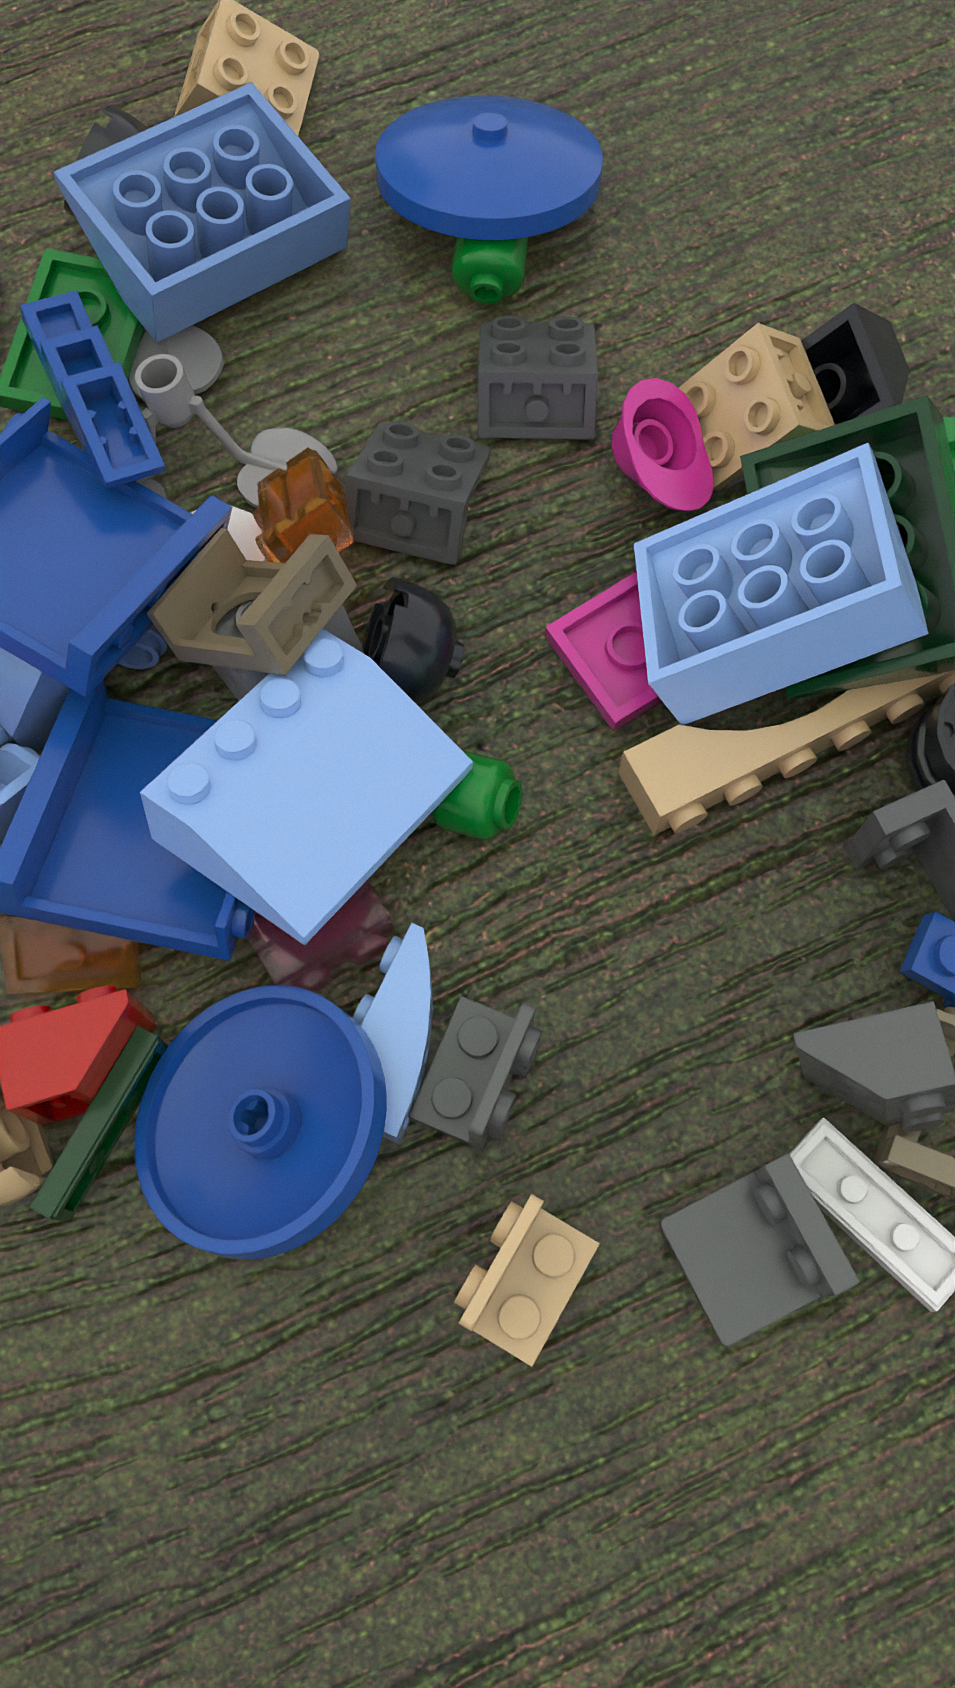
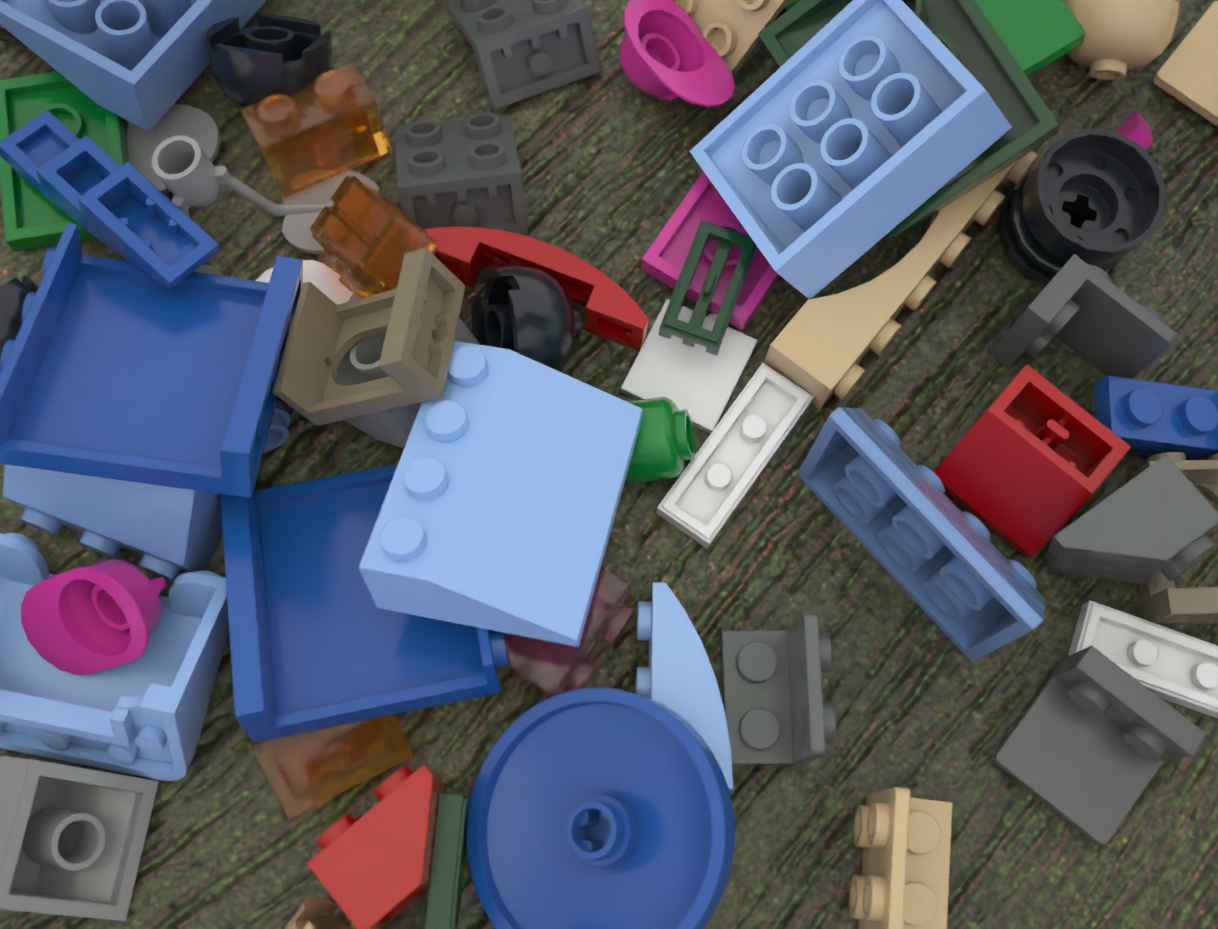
camera: 30 degrees left, 0 degrees up
(290, 323) = (267, 59): none -> black cylinder
(304, 396) = (318, 130): none -> clear orange brick
(490, 659) = (607, 306): none -> red slope
(550, 743) = (688, 373): none -> white piece
(552, 842) = (734, 455): none -> white tile
(559, 712) = (692, 331): none -> dark green tile
(684, 978) = (920, 535): none -> medium blue slope
(821, 959) = (1030, 462): none -> red slope

